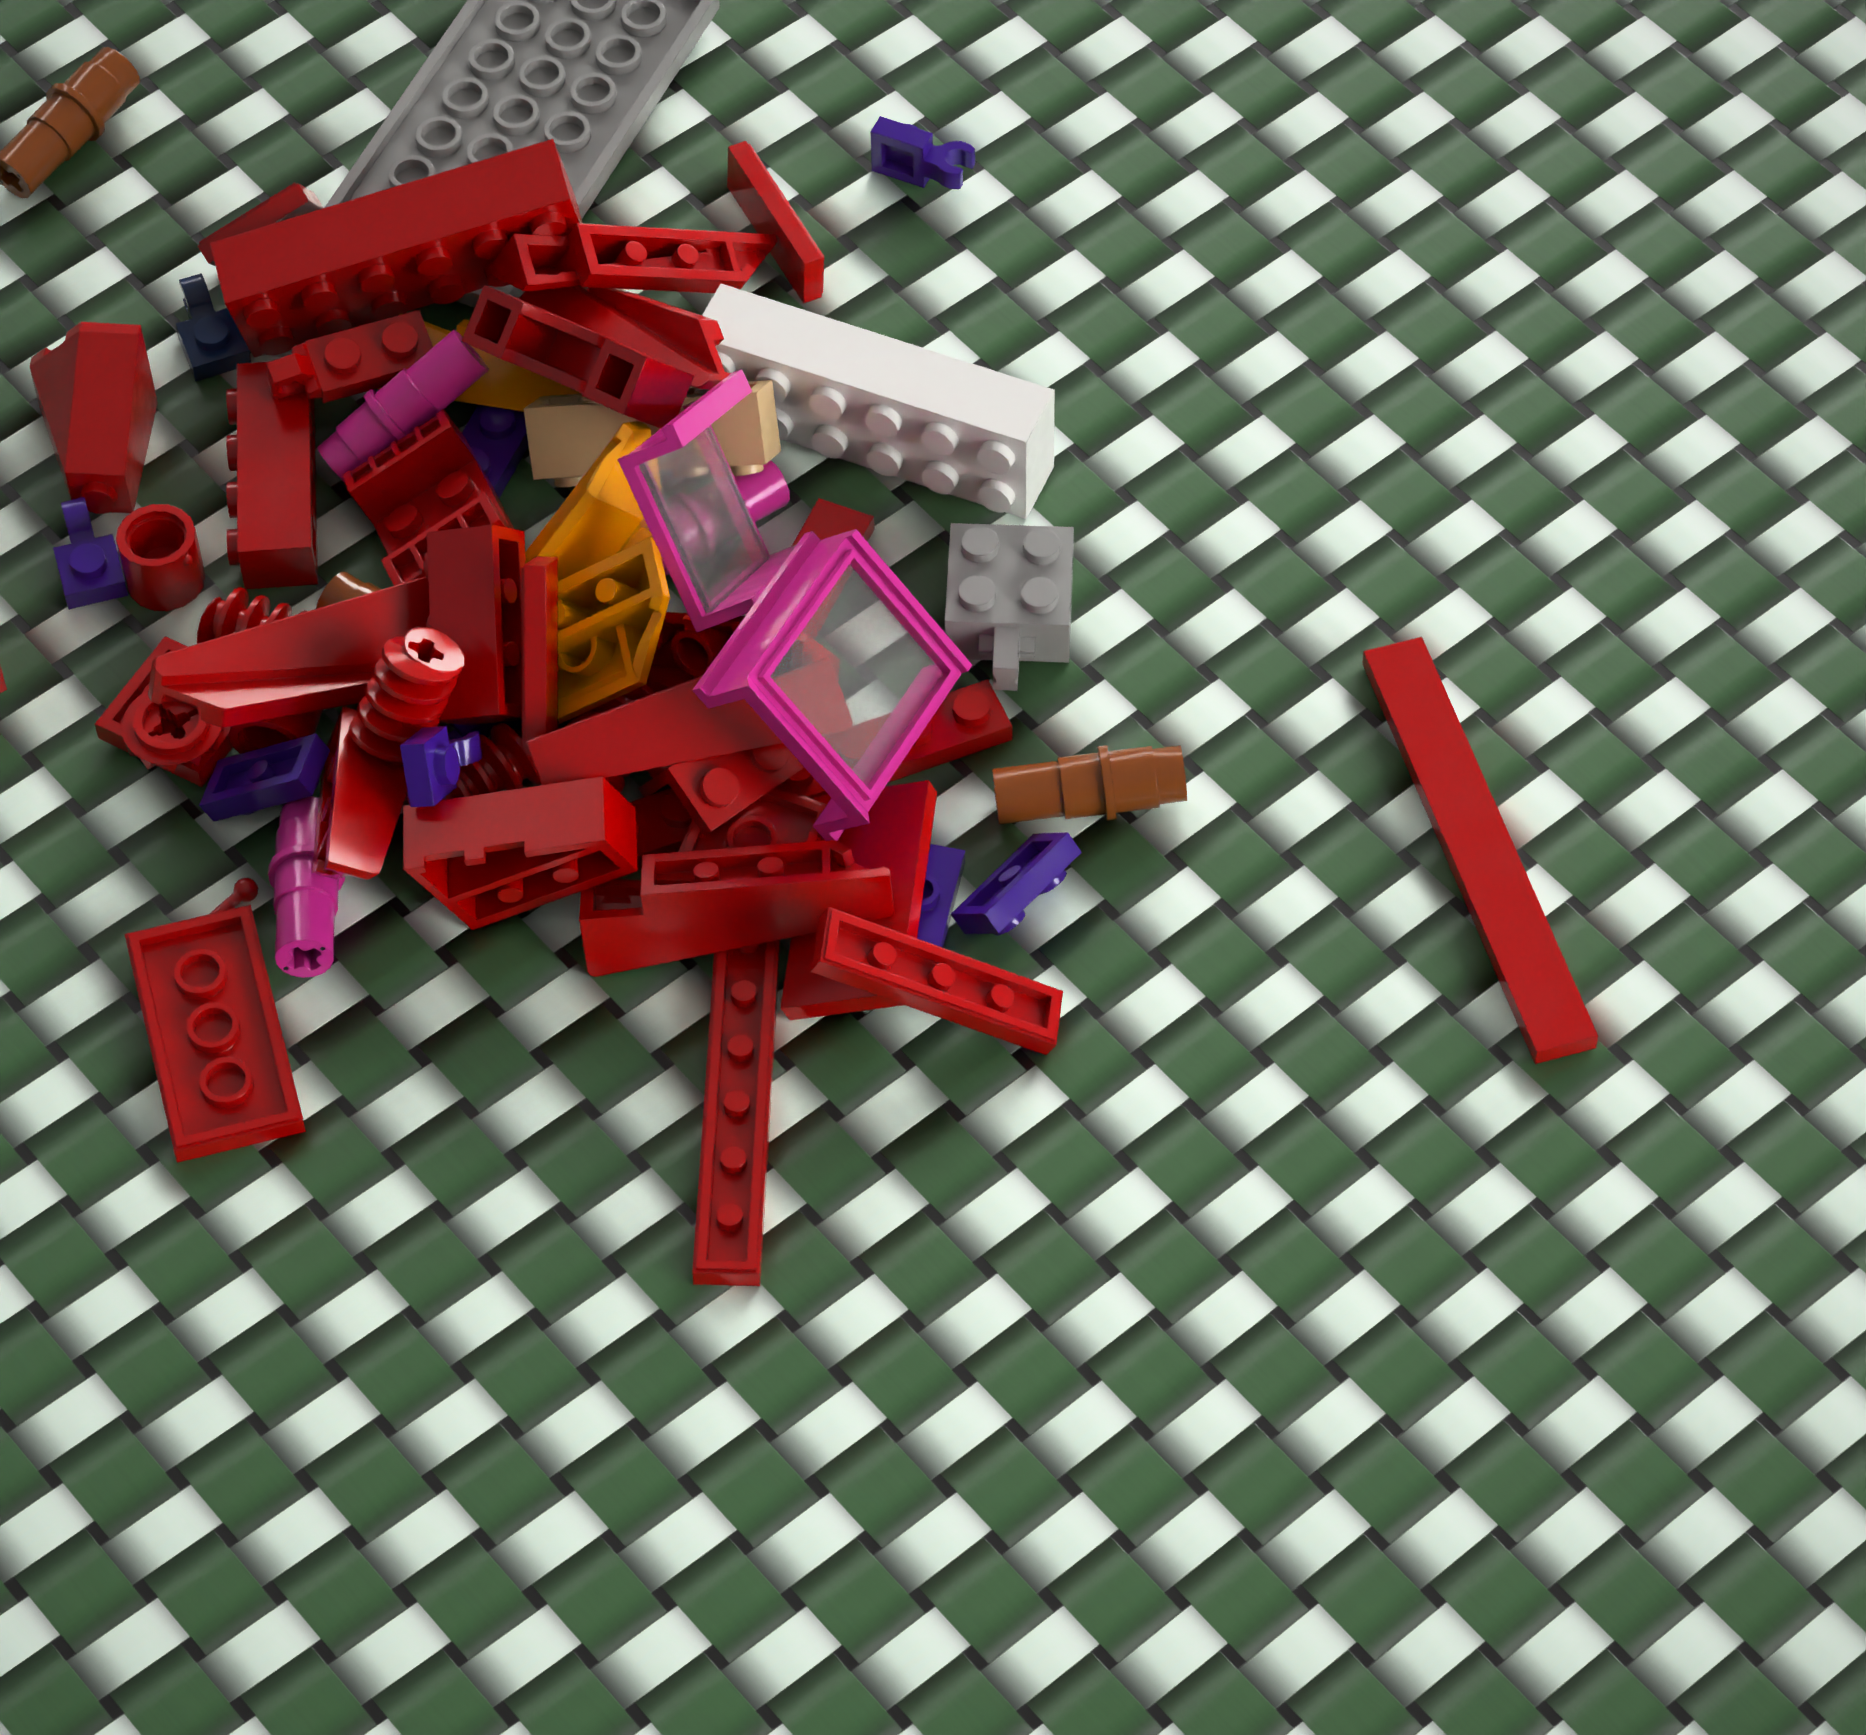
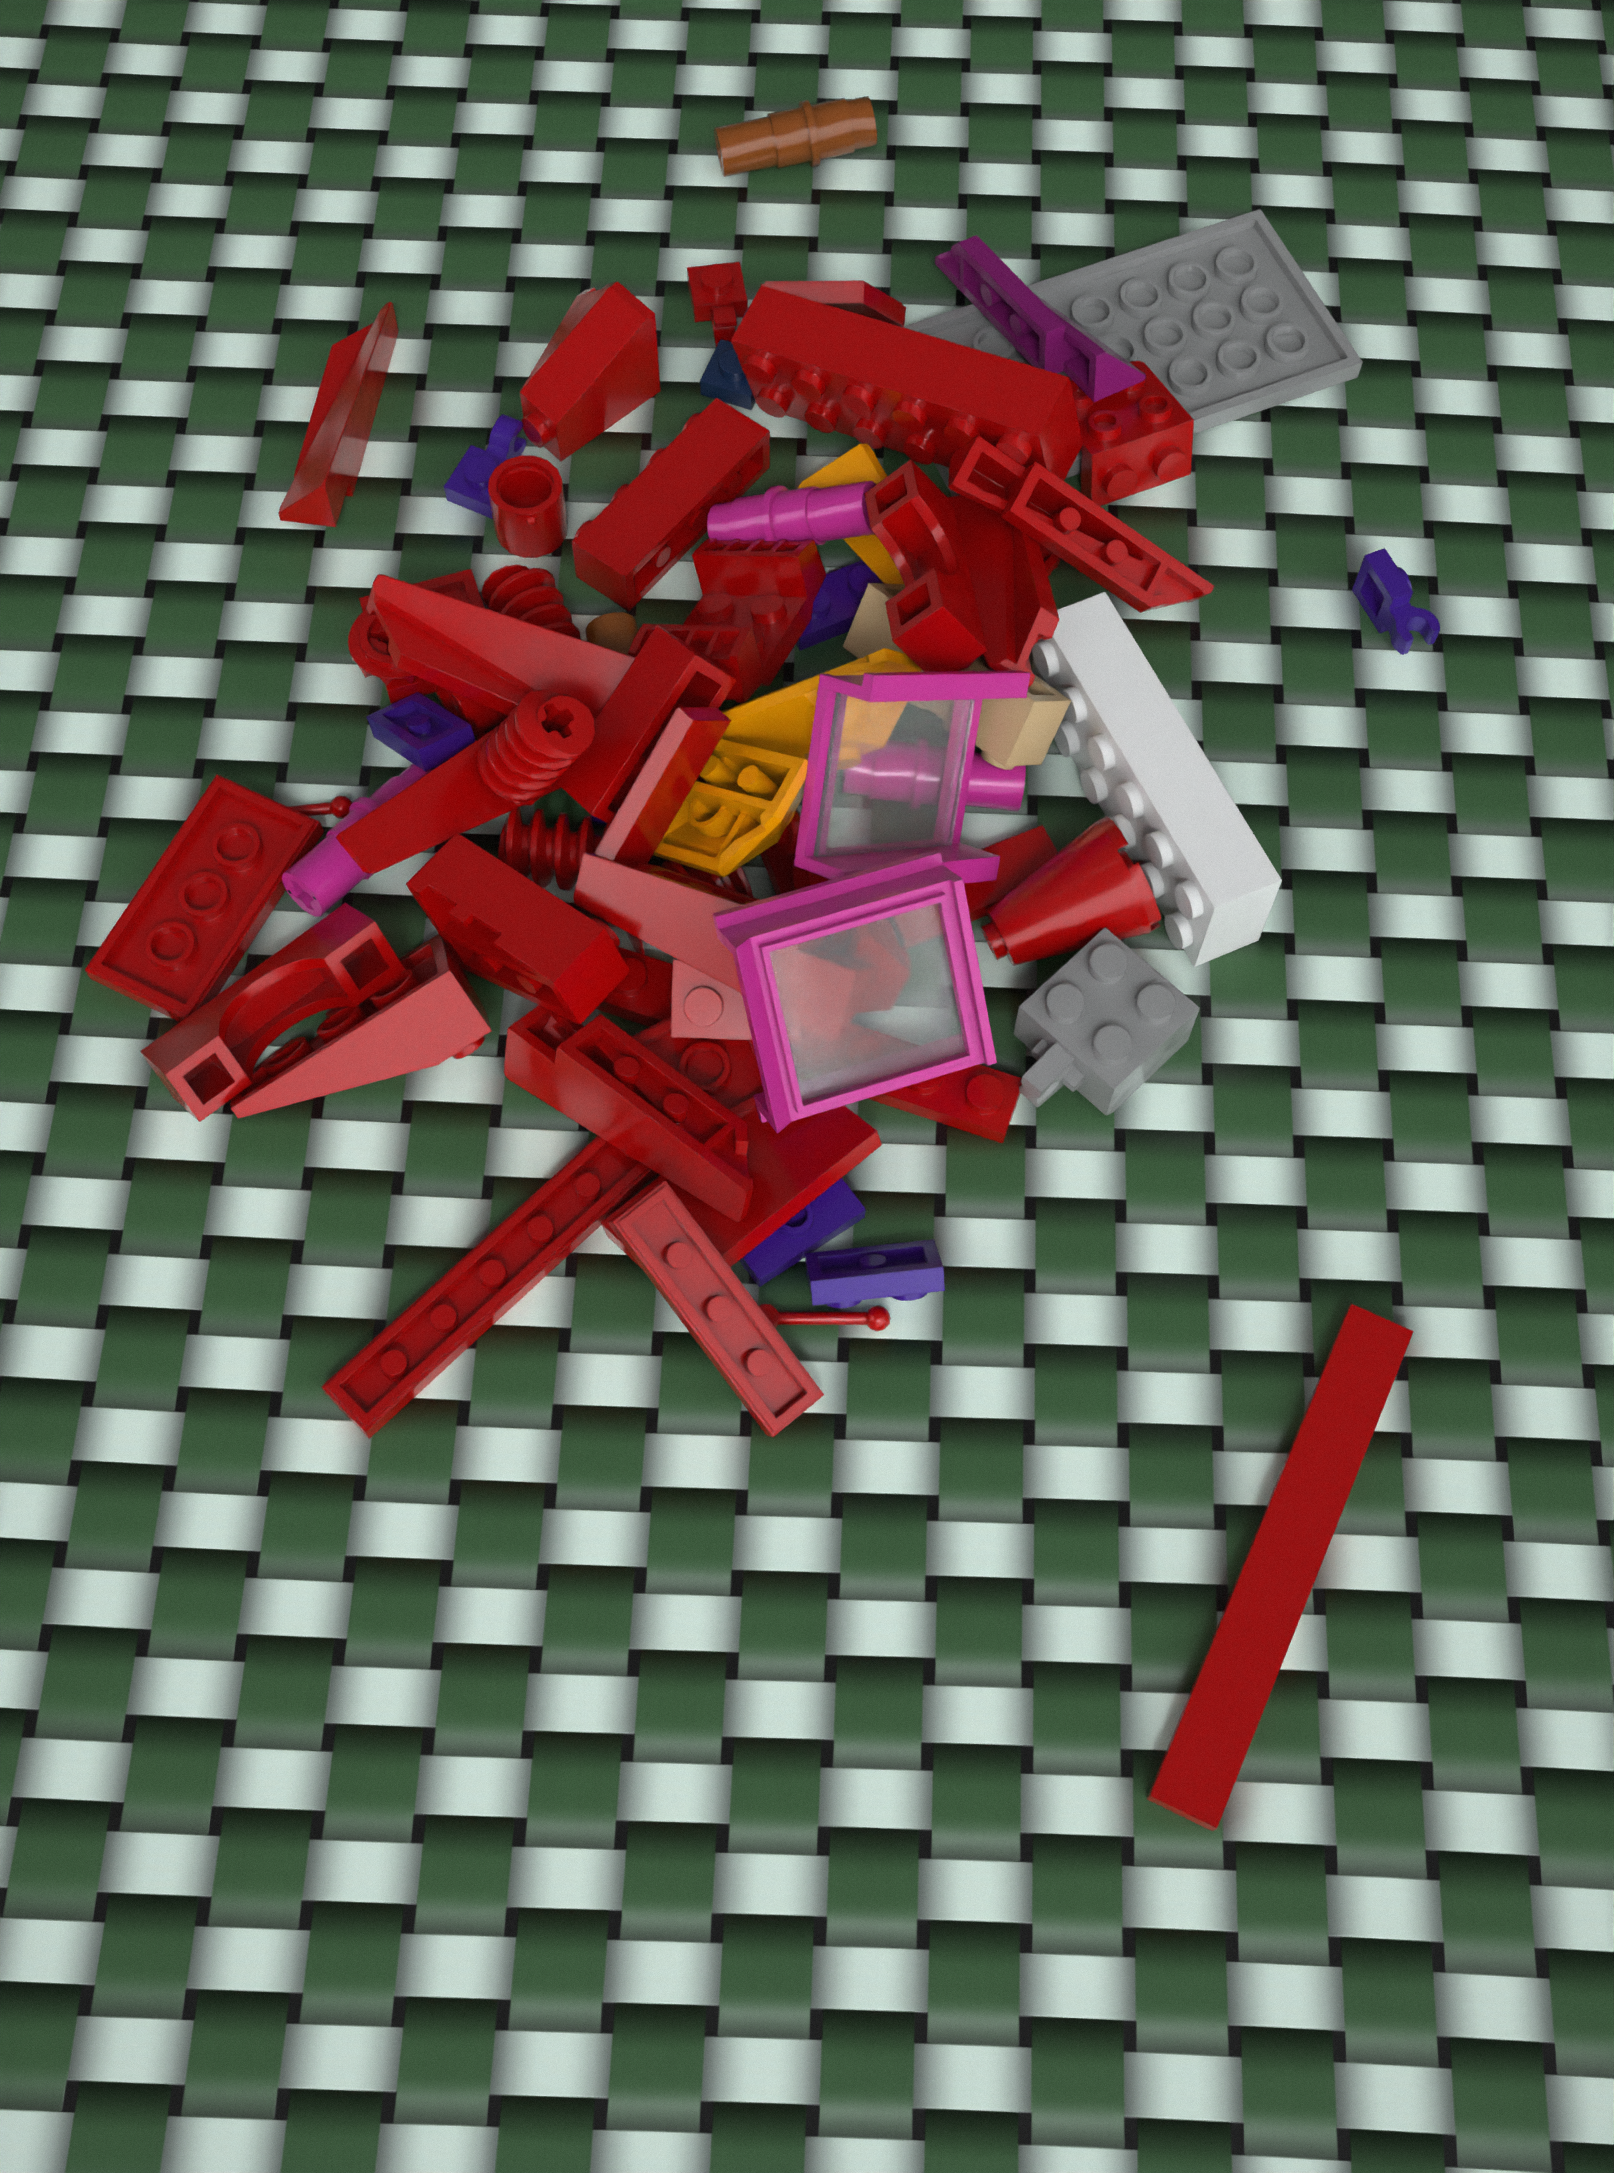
camera: 40 degrees right, 10 degrees up
(132, 293) = (718, 297): none -> red plate
(350, 359) = (789, 451): red hinge -> none
(379, 991) = (217, 1046): none -> red arch
(424, 130) = (1033, 325): none -> magenta wedge
(434, 763) = (501, 812): dark purple plate -> none
(476, 986) = (395, 1031): none -> wedge
(604, 157) = (1132, 439): none -> red bracket
(772, 214) = (1228, 576): red tile -> none
(911, 506) = (1073, 900): none -> red cone
(1044, 918) = (876, 1317): none -> red hinge
(1091, 784) = (1013, 1237): dark orange piece -> none

